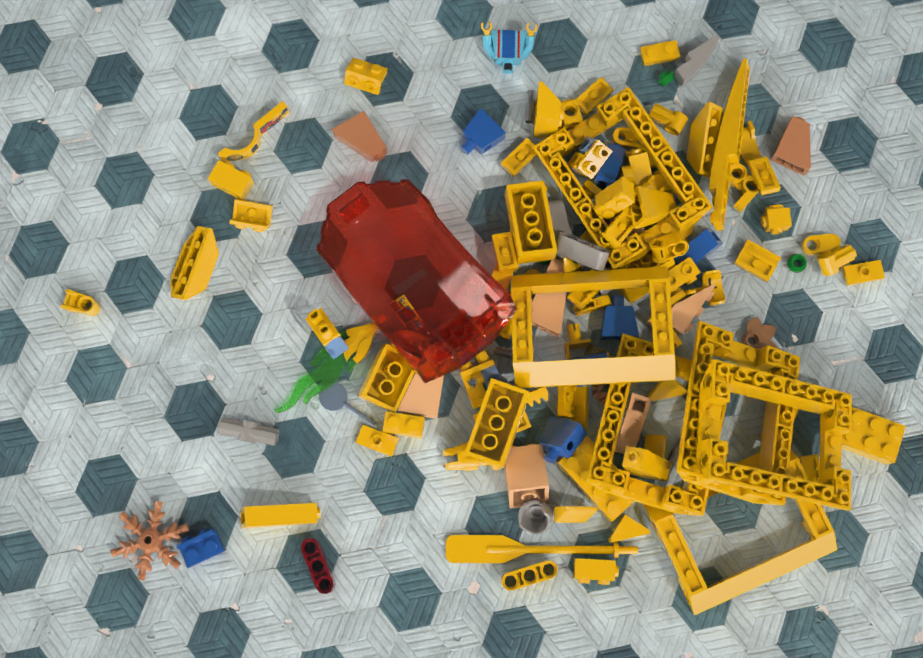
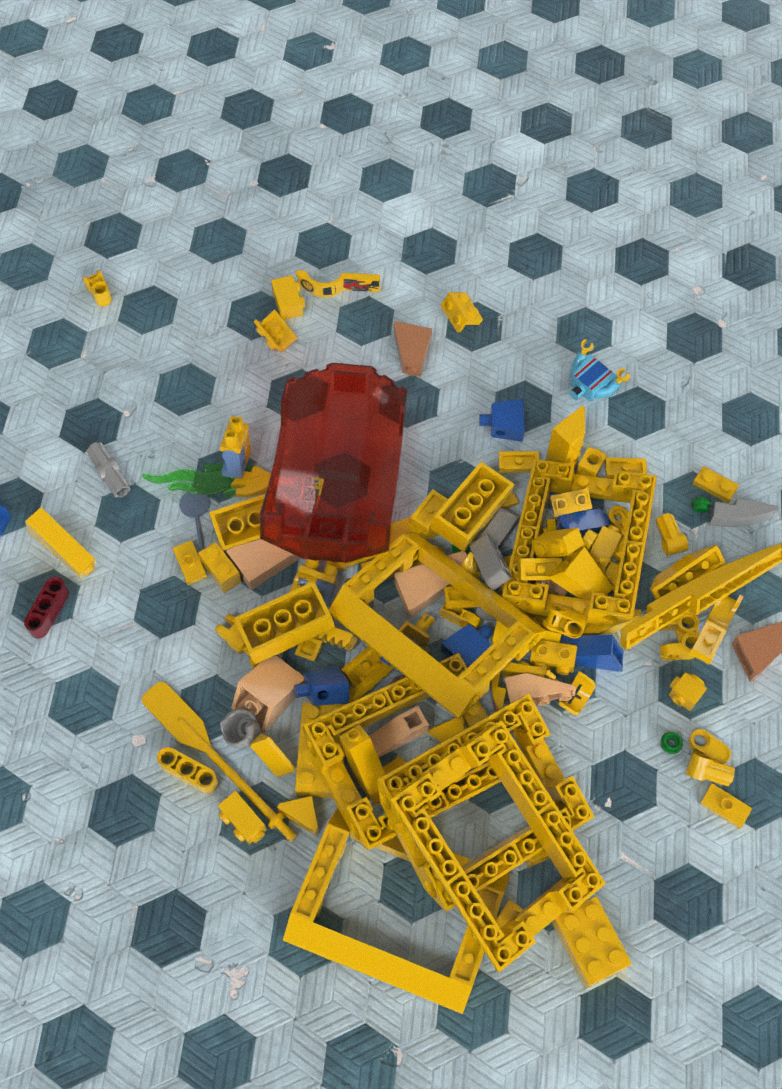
camera: 45 degrees right, 15 degrees down
(194, 264) = (200, 329): yellow wedge -> none
(757, 260) = (637, 708): yellow plate -> none
(759, 333) = (579, 768): medium nougat plate -> none

